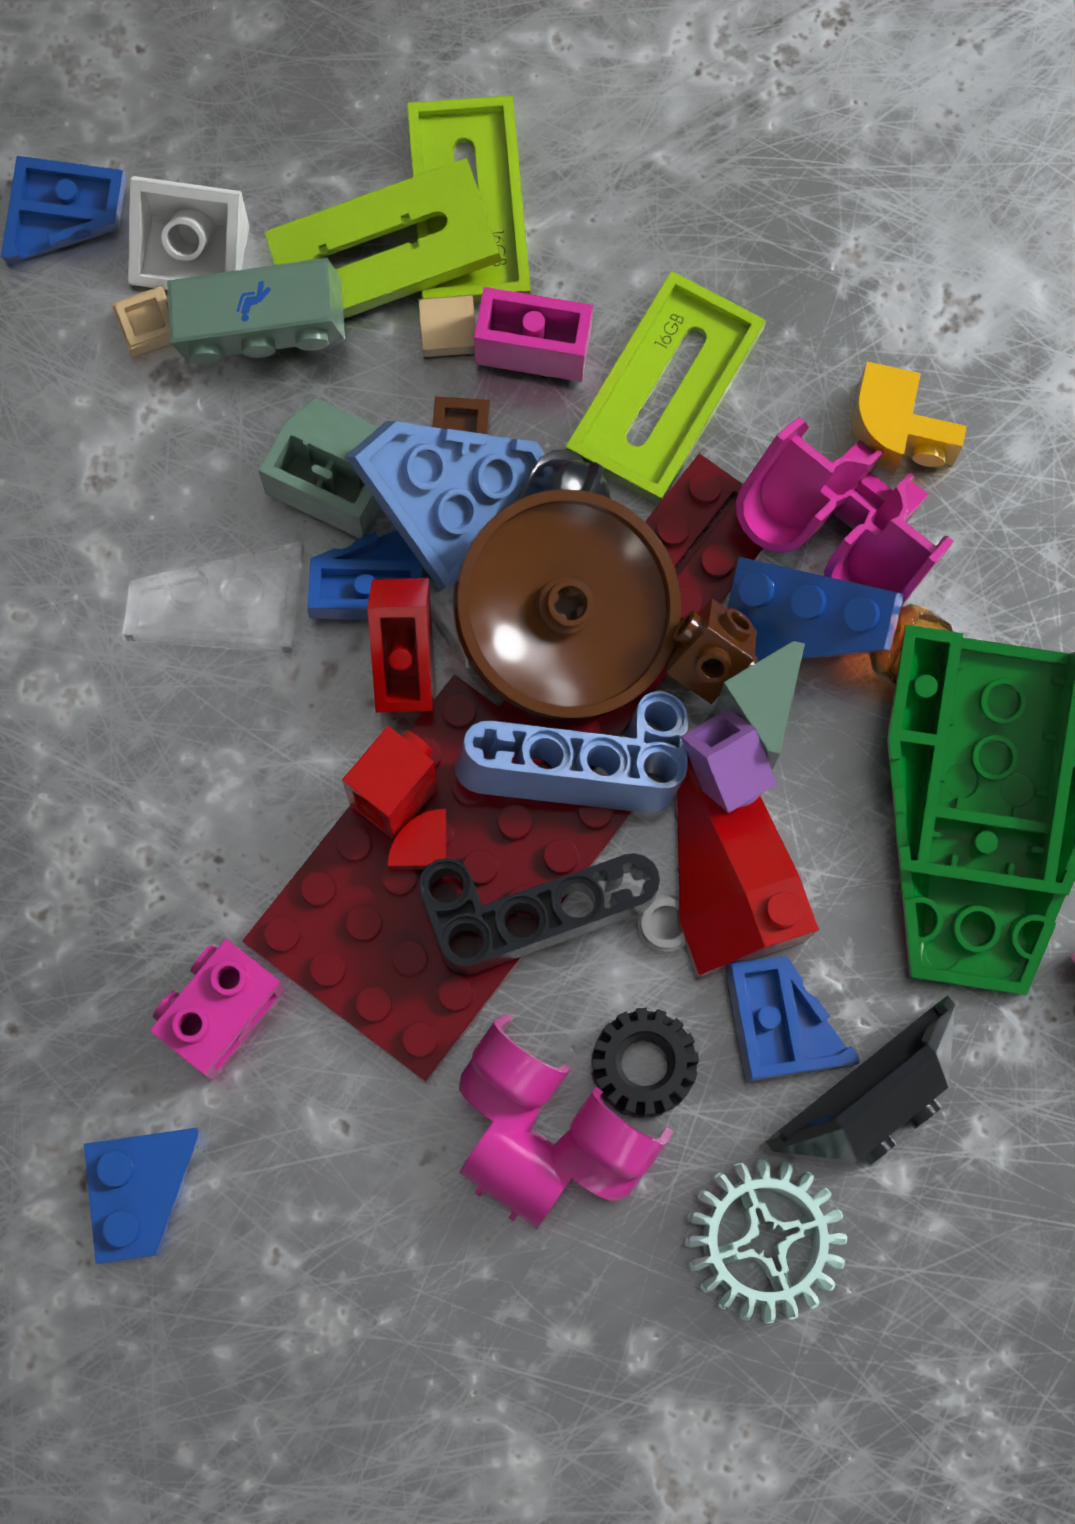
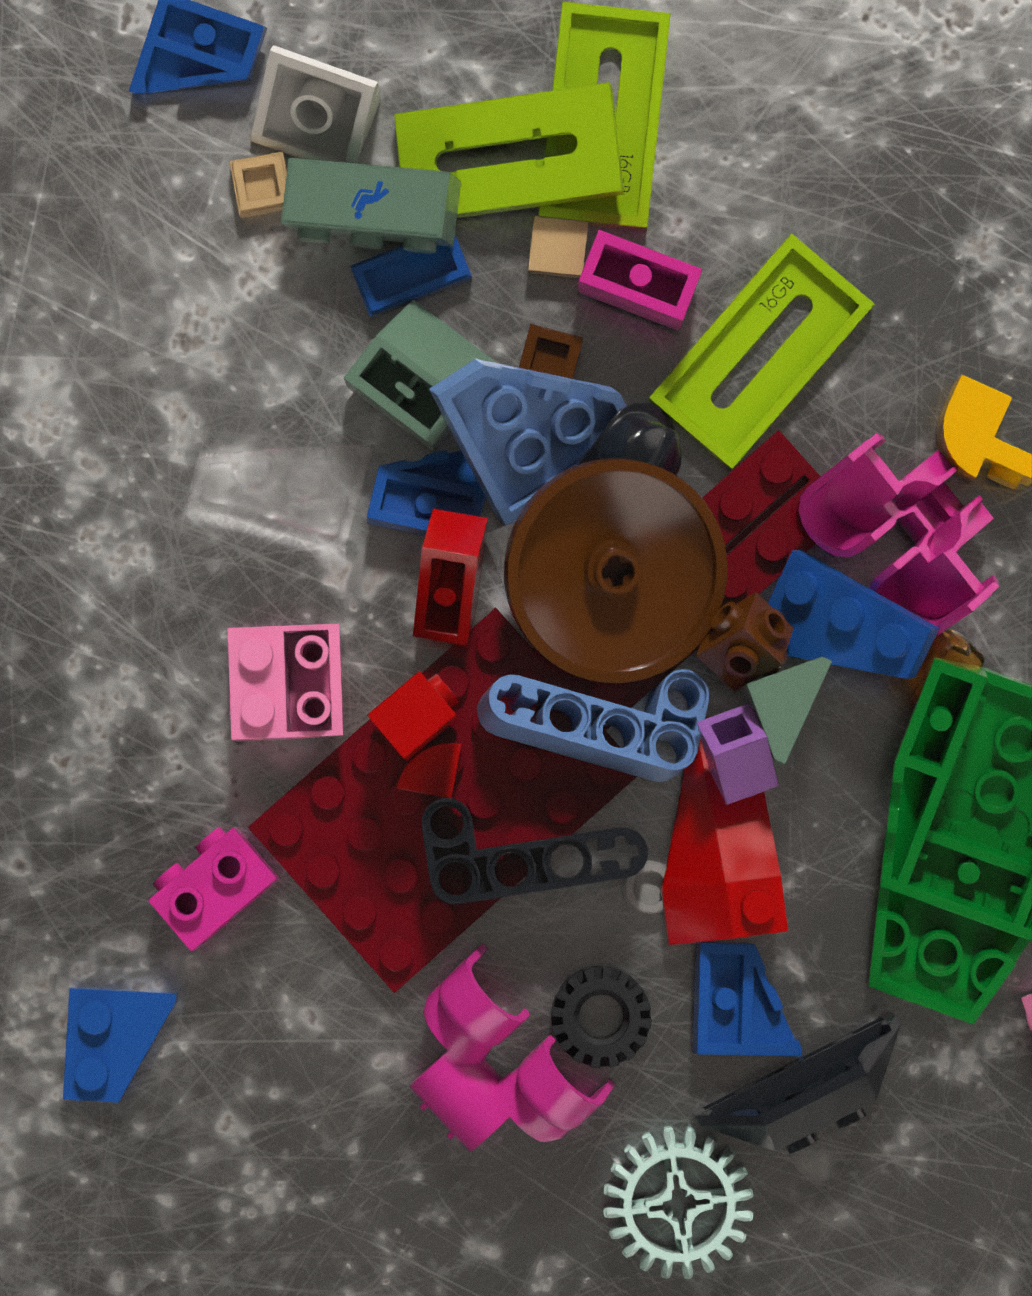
camera: 15 degrees right, 10 degrees up
(254, 784) = (285, 682): none -> bright pink slope
(305, 374) = (400, 276): none -> blue tile

